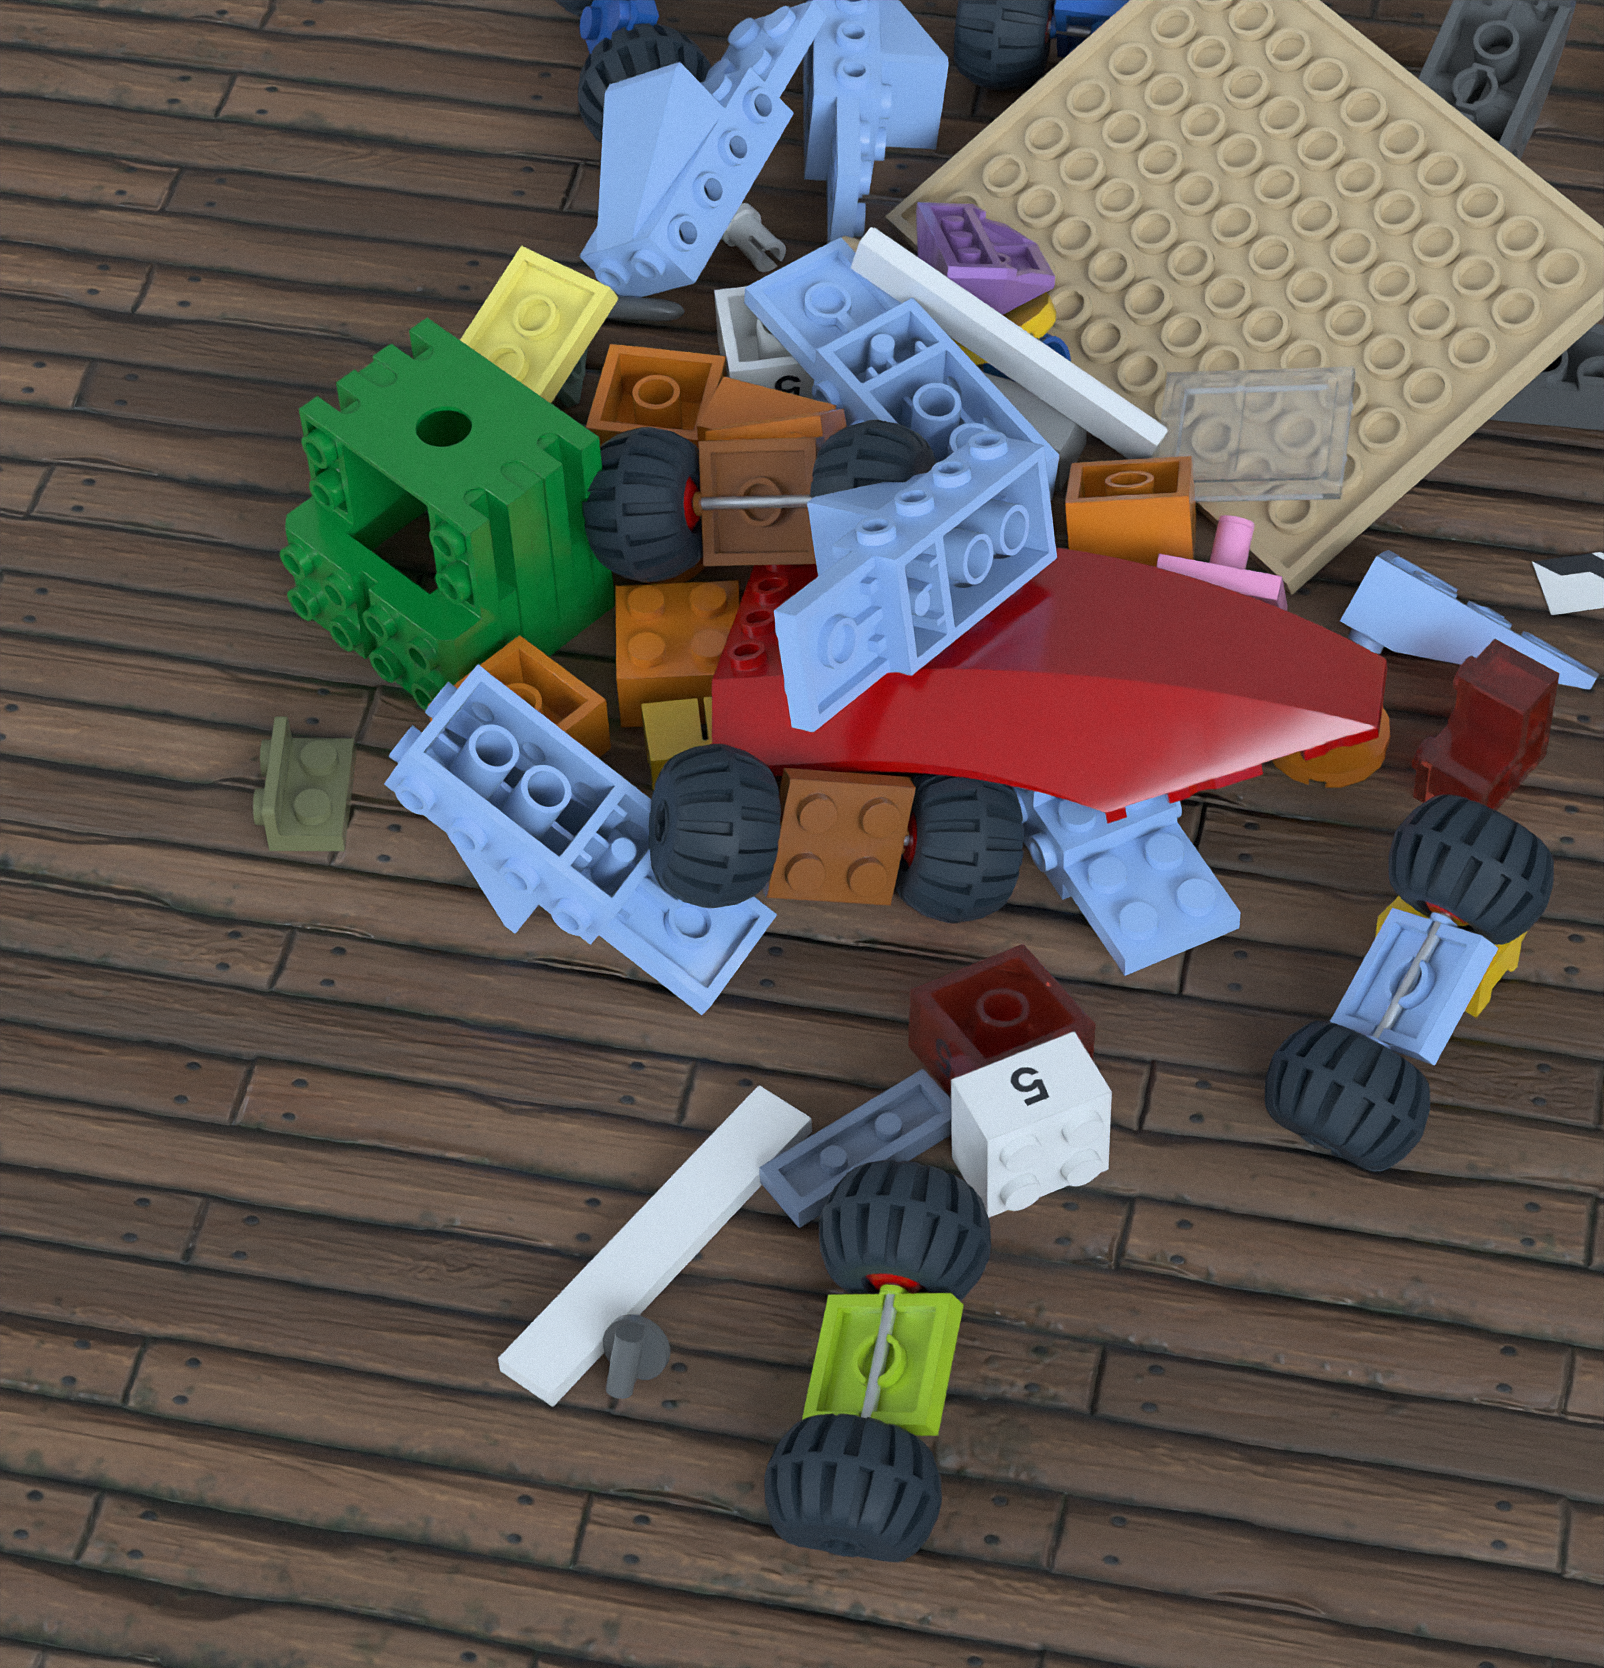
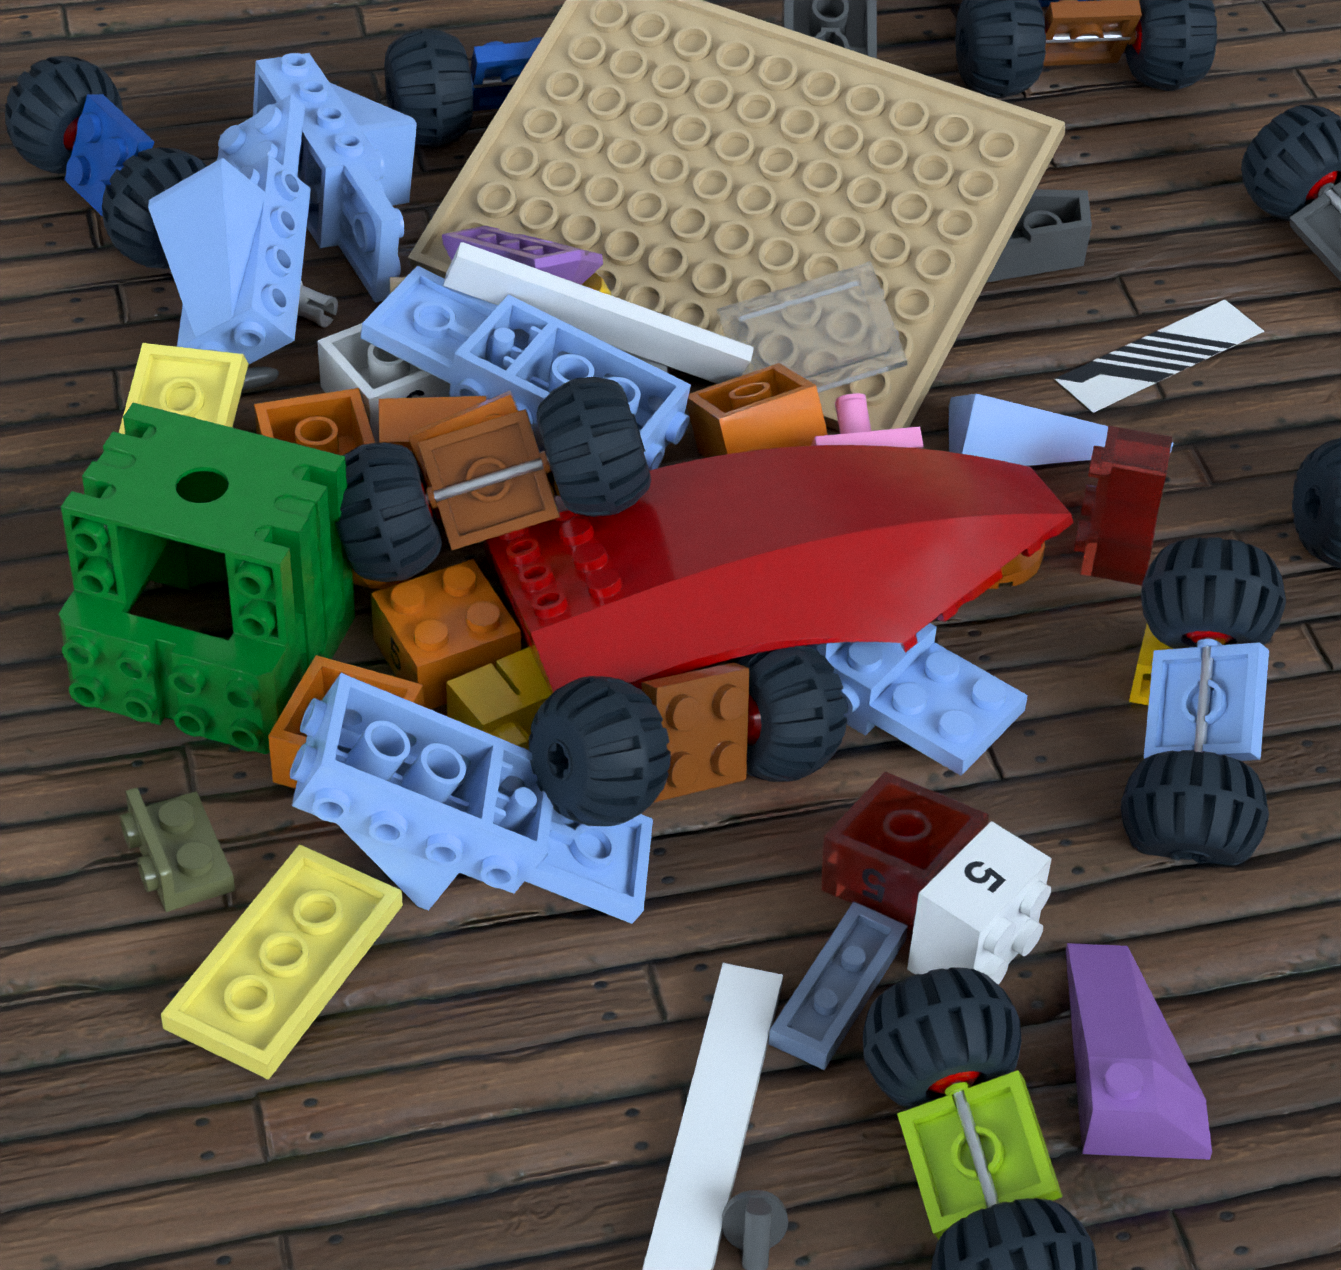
camera: 30 degrees left, 5 degrees down
(342, 935) = (282, 961): none -> light yellow plate
(911, 570) = (669, 485): light blue wedge -> none
(1110, 1330) = (1128, 1066): none -> medium lavender wedge

